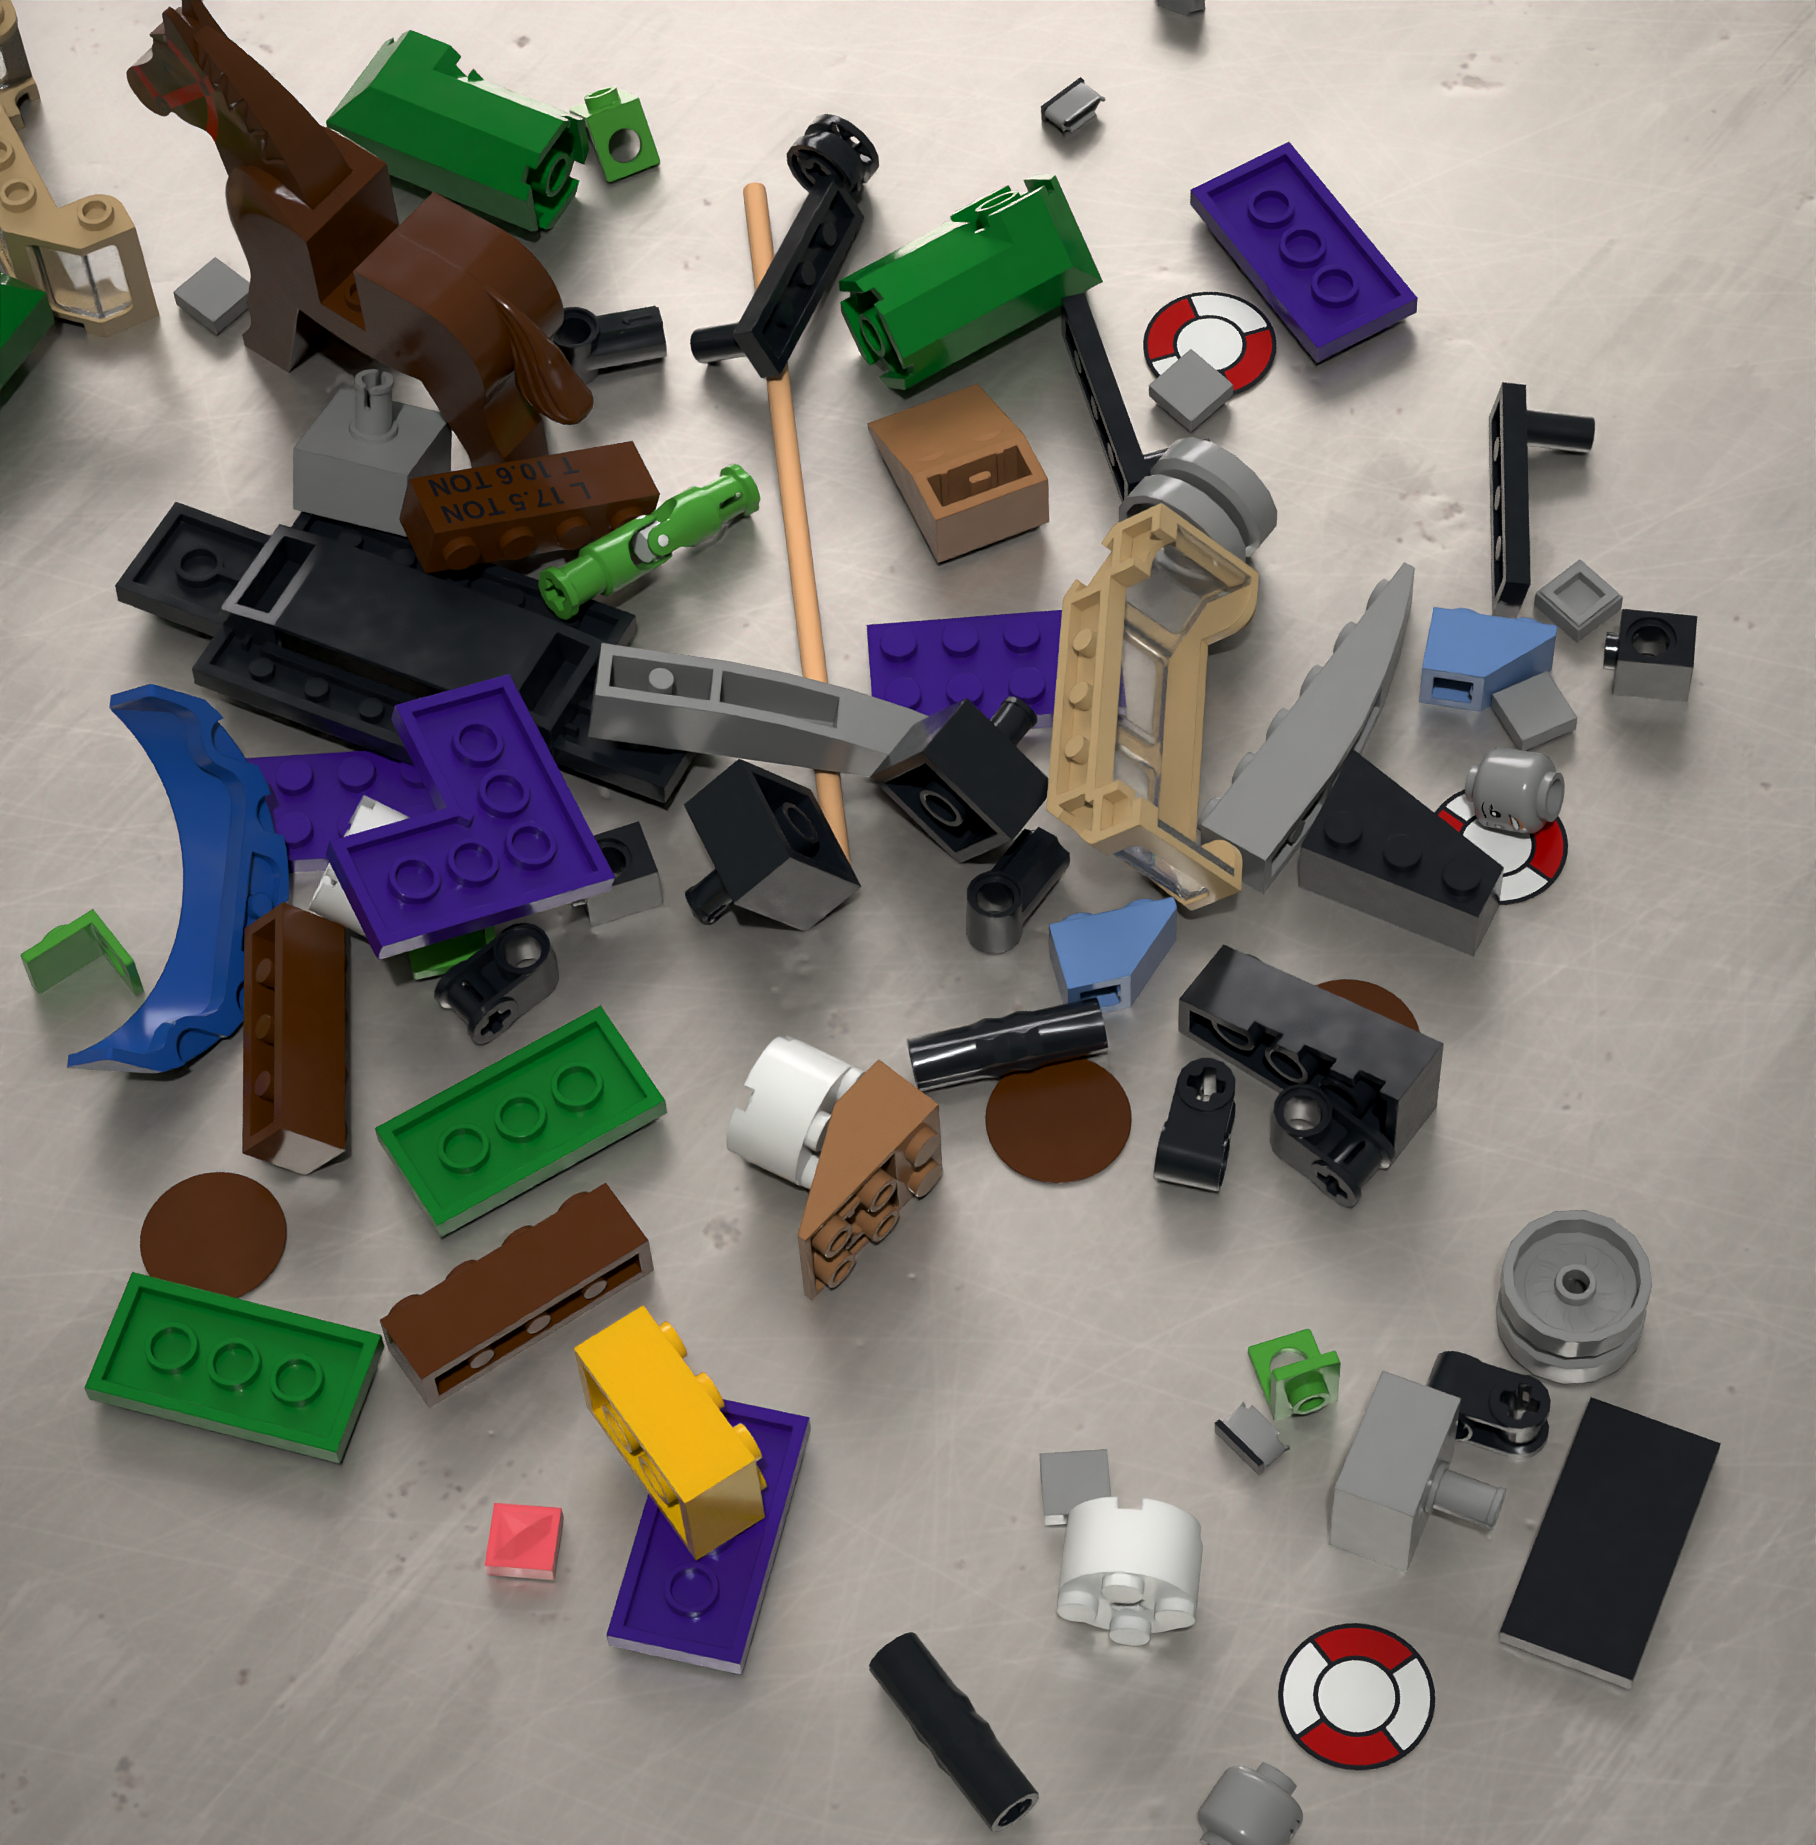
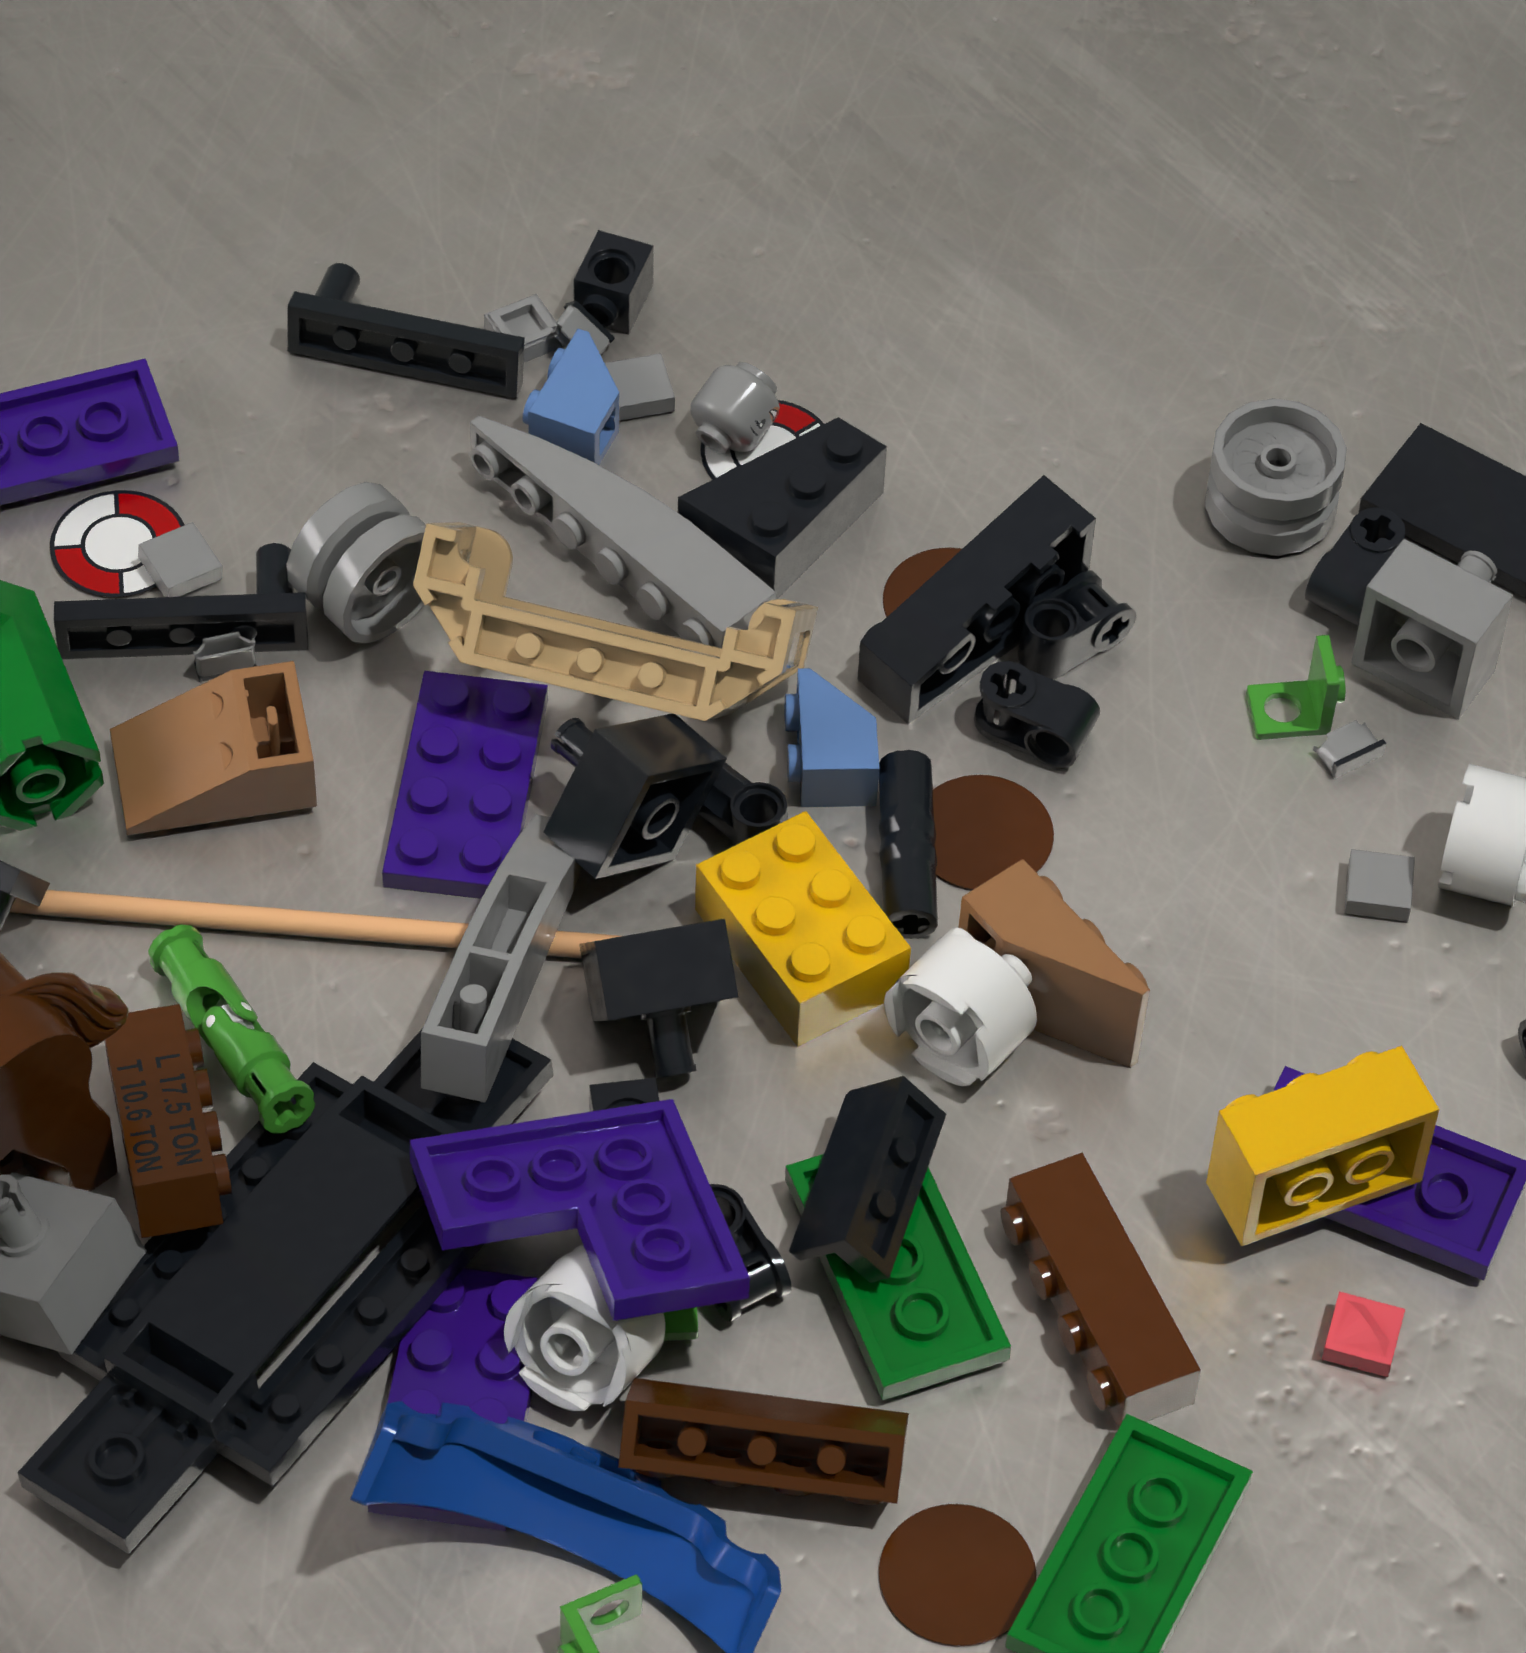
camera: 85 degrees left, 5 degrees down
(581, 1070) = (870, 1177): none -> black panel
(876, 966) = (802, 927): none -> yellow brick
(1088, 451) = (223, 654): none -> light grey piece
(1580, 644) = (577, 317): none -> light grey piece

